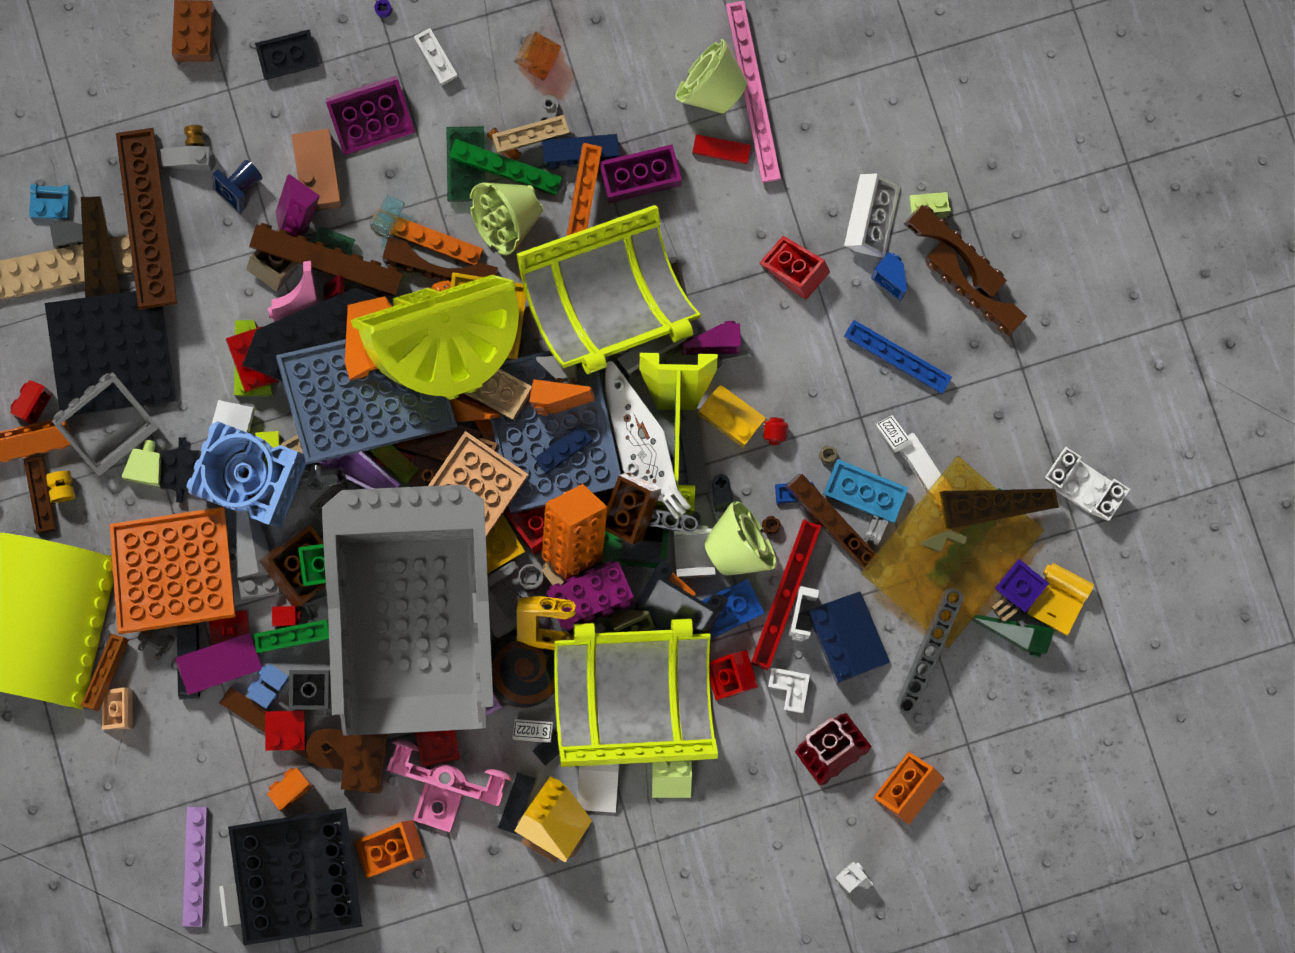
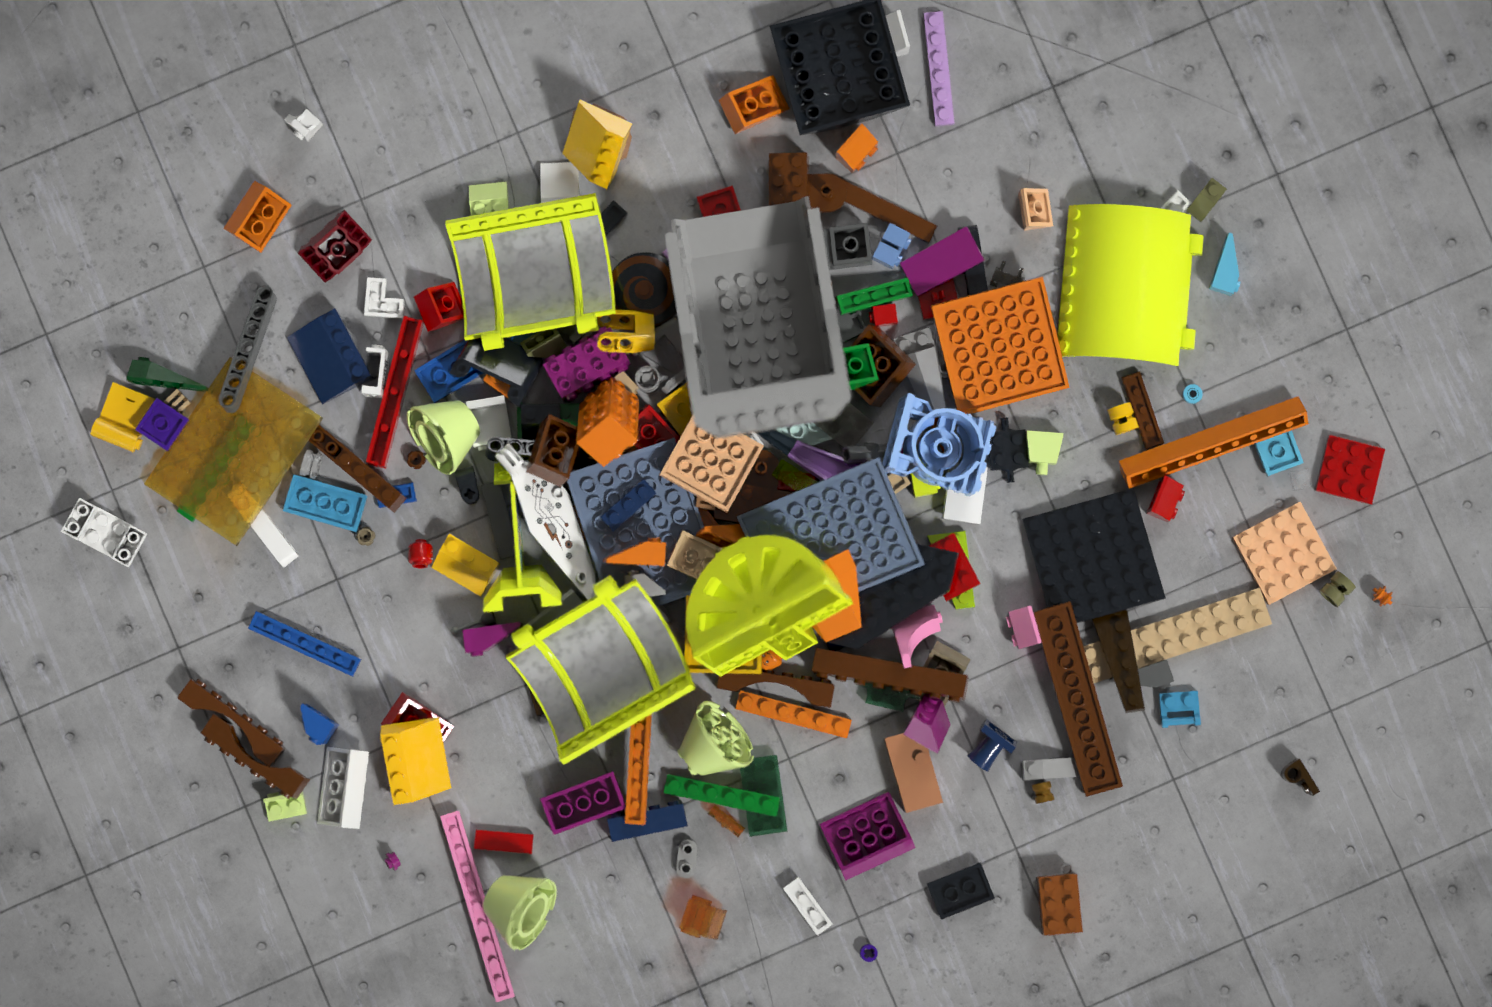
camera: 175 degrees right, 5 degrees up
(104, 672) = (1052, 241): dark orange plate -> none
(126, 445) = (1064, 467): light grey window -> none
(188, 292) = (1024, 627): none -> bright pink slope
(284, 730) = (869, 204): red plate -> none
(334, 287) = (879, 647): dark red tile -> none
(386, 217) = (835, 729): clear light blue plate -> none
(443, 785) = (707, 170): bright pink piece -> none
(516, 802) = (636, 161): black tile -> none
(530, 134) = (700, 831): tan plate -> none
(533, 731) = (628, 231): white tile -> none
(800, 230) = (415, 759): none -> yellow slope
(831, 141) = (392, 861): none -> magenta plate
(893, 433) = (301, 563): white tile -> none
(937, 541) = (247, 456): olive slope -> none
(980, 506) = (204, 496): dark brown wing -> none

